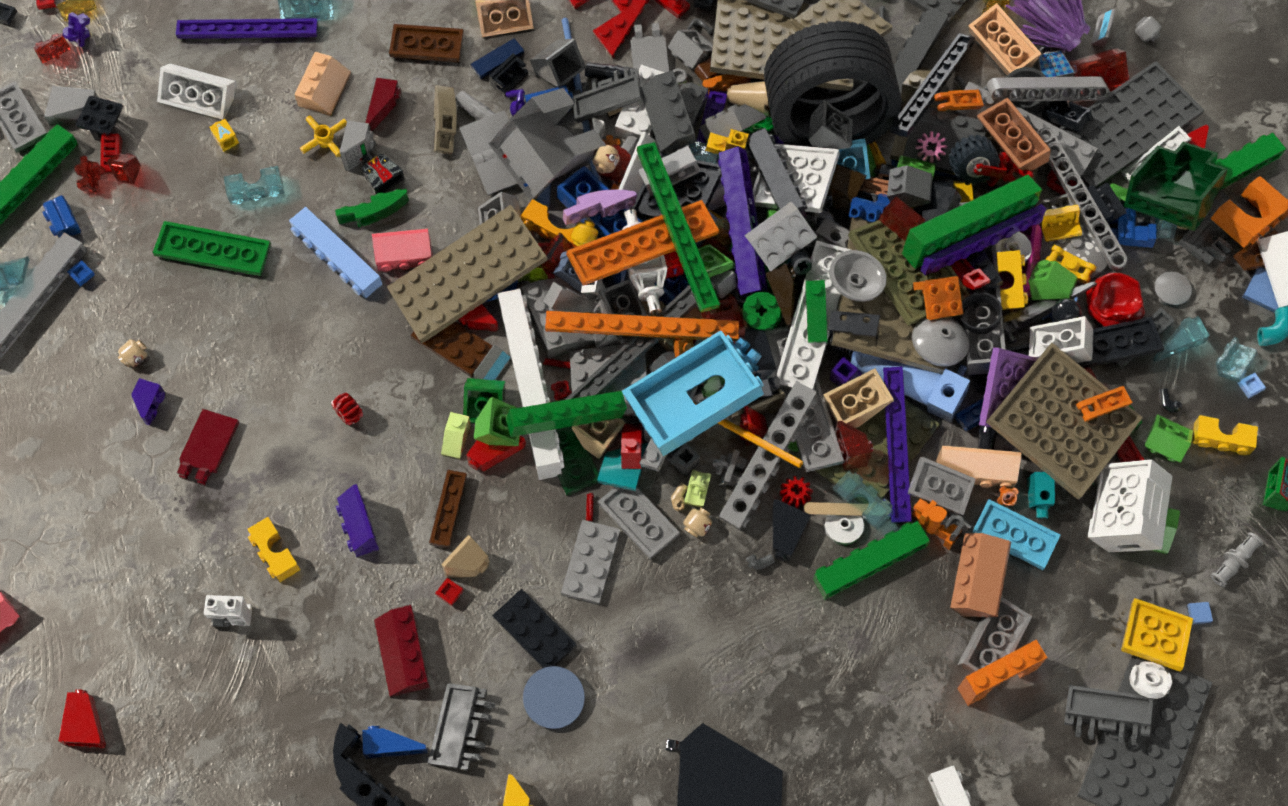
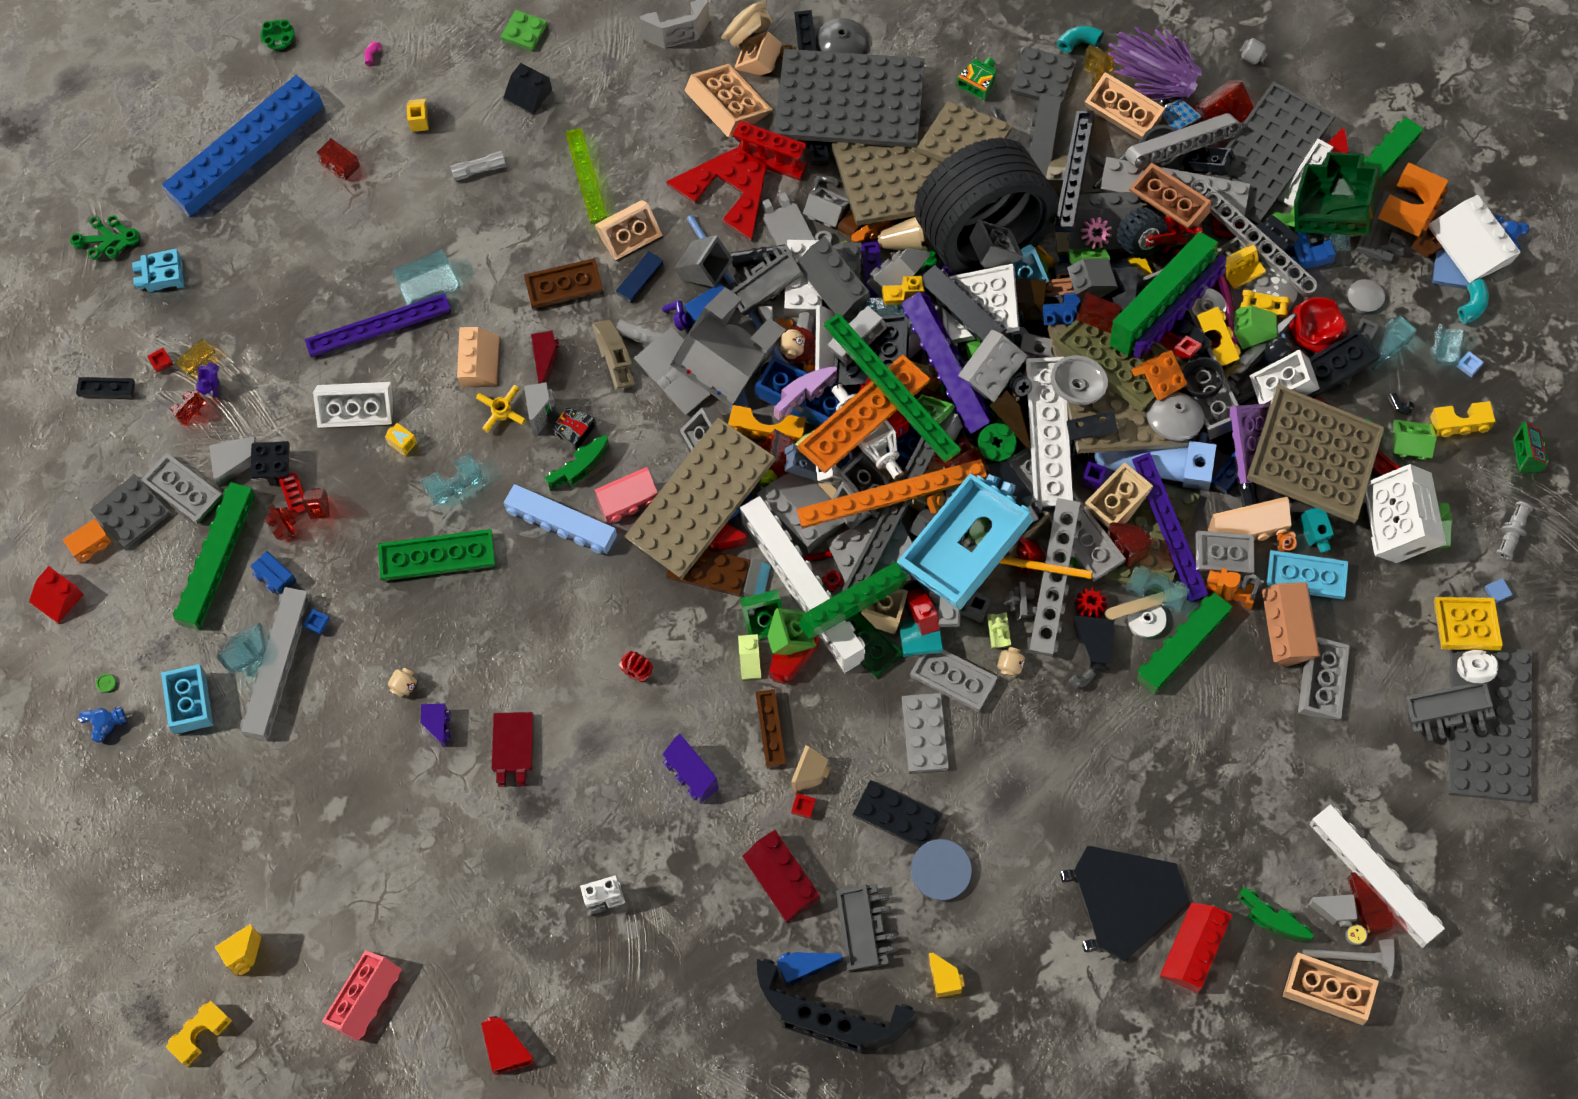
camera: 15 degrees left, 0 degrees up
(264, 536) = (632, 835): yellow arch -> none
(508, 74) = (657, 289): black hinge -> none
(566, 300) = (808, 492): light grey slope -> none
(584, 233) = (799, 423): yellow head -> none
(589, 507) = (901, 677): red piece -> none
(678, 497) = (982, 644): tan arm -> none
(816, 311) = (1051, 426): green slope -> none
(959, 100) = (1106, 178): orange hinge -> none
(1019, 662) = (1337, 709): orange arch -> none
(1103, 28) = (1211, 63): light grey slope -> none
(1104, 403) = (1346, 425): orange plate -> none

